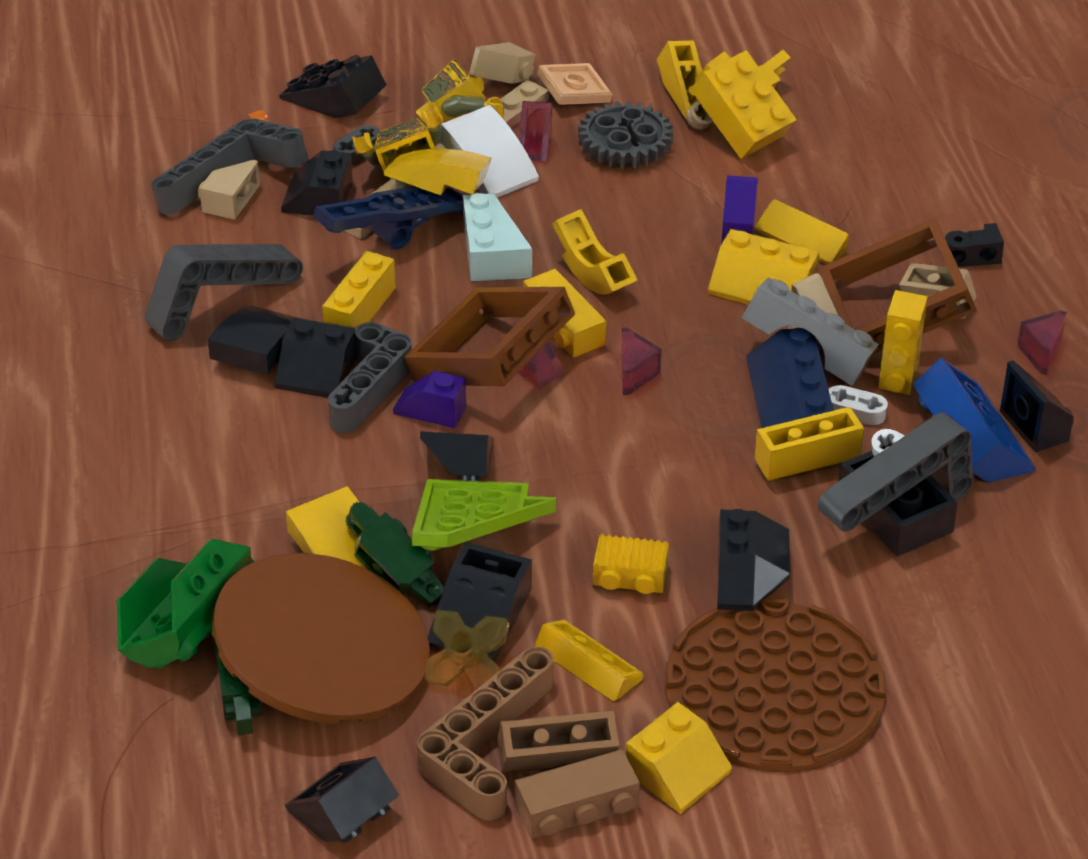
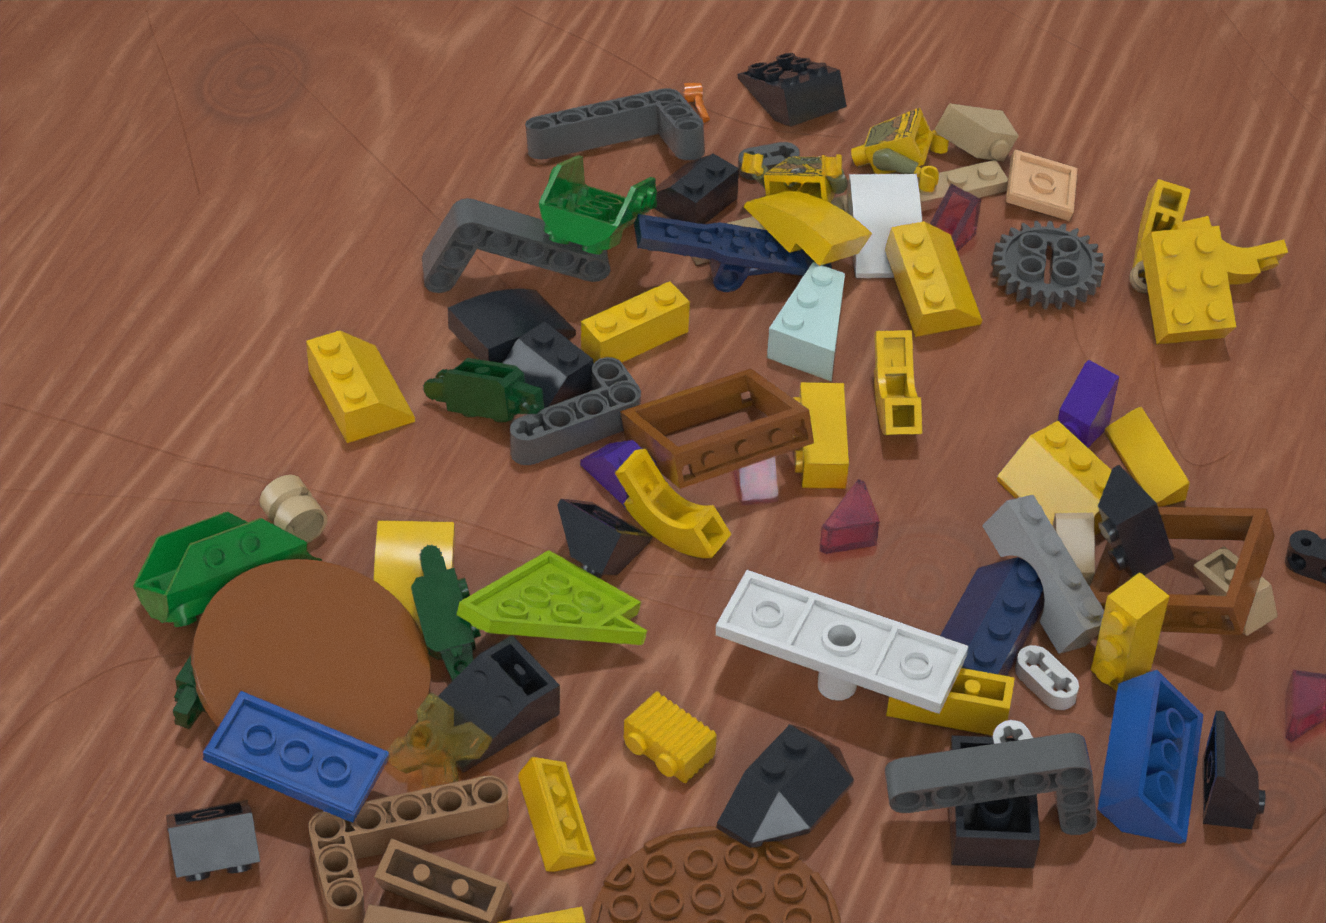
camera: 30 degrees right, 5 degrees up
(169, 432) = (356, 385): none -> yellow slope
(193, 530) = (293, 508): none -> tan wheel
(229, 189) = (608, 155): tan slope -> none
(278, 225) = (587, 213): none -> green slope
(285, 386) = (485, 390): none -> dark green hinge
(372, 702) = (296, 756): none -> blue tile
(500, 416) = (666, 514): none -> yellow arch
(551, 175) = (930, 279): none -> yellow slope
(715, 436) = (842, 643): none -> white plate
(855, 267) = (1132, 526): none -> black slope

